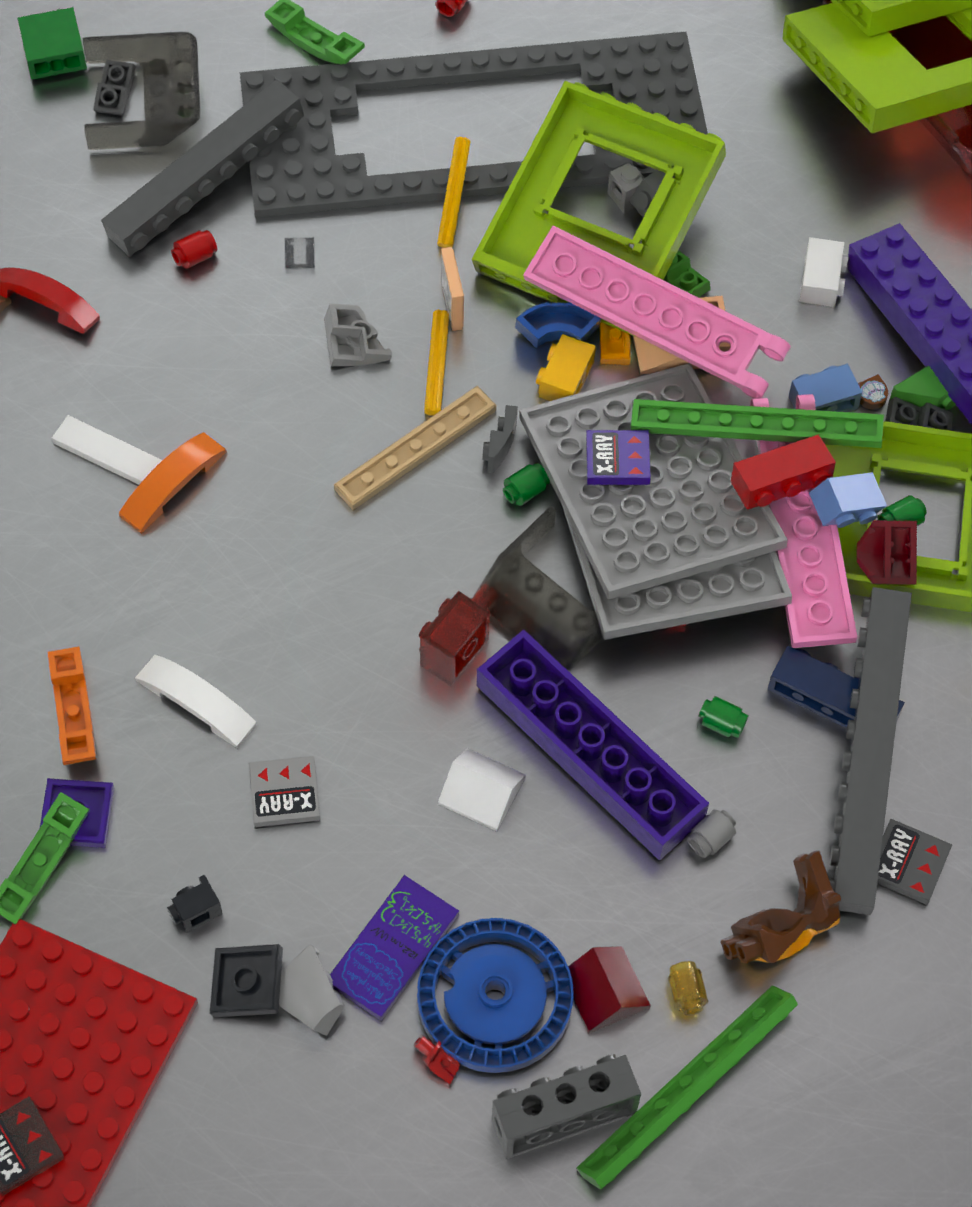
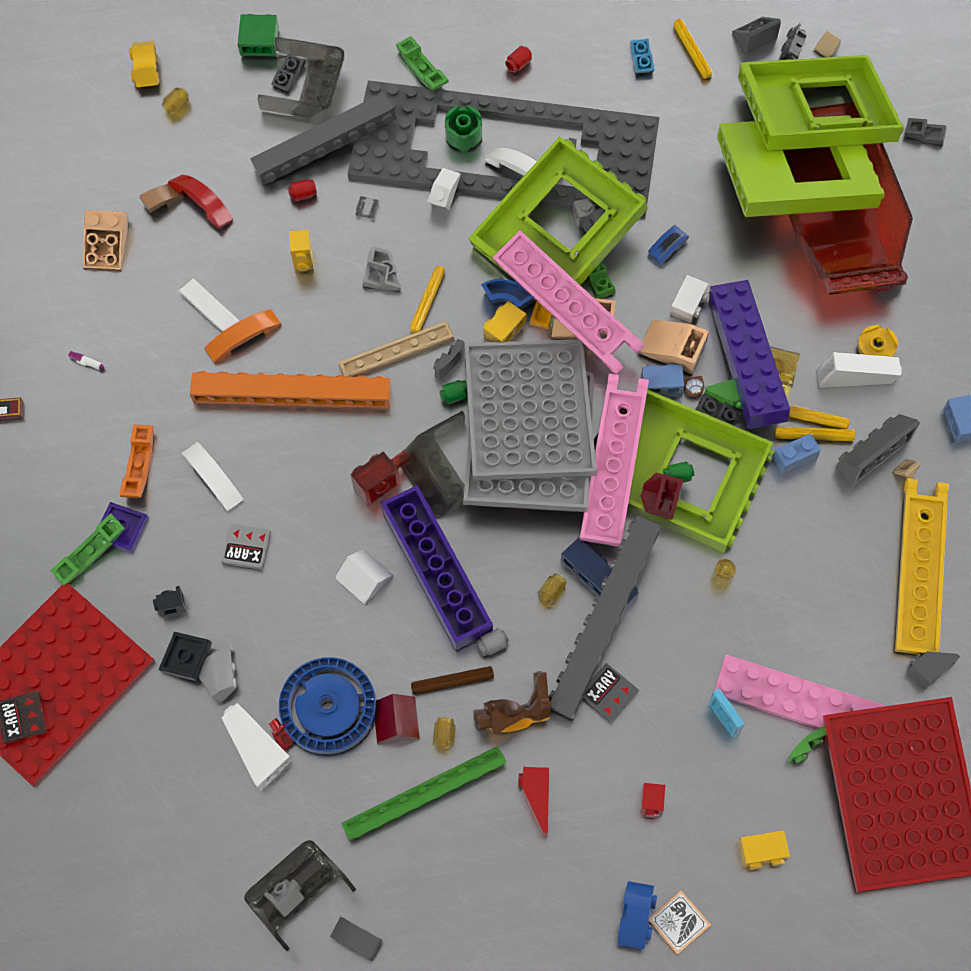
camera: 20 degrees right, 5 degrees up
(225, 333) = (301, 250): none -> yellow brick
(275, 541) = (290, 389): none -> orange brick
(392, 947) = (278, 659): dark purple tile -> none
(403, 1087) = (257, 749): none -> white slope
(407, 106) = (463, 127): none -> green brick
(410, 199) = (444, 189): none -> white slope
(452, 289) = (449, 254): light nougat tile -> none
(453, 192) = (473, 191): yellow axle -> none
(498, 135) = (510, 158): none -> white slope
(565, 1105) = (353, 791): dark grey brick -> none
(618, 457) = (511, 390): dark purple tile -> none
(670, 906) = (452, 680): none -> reddish brown axle
(723, 717) = (525, 571): green brick -> none
(757, 423) = (605, 391): bright green plate -> none
(762, 203) = (668, 243): none -> blue slope
(772, 732) = (552, 589): none -> clear yellow brick
(782, 472) = (608, 427): red brick -> none
(826, 337) = (675, 343): none -> light nougat slope
(848, 499) = (645, 454): medium blue brick -> none
(858, 1039) = (536, 793): none -> red slope

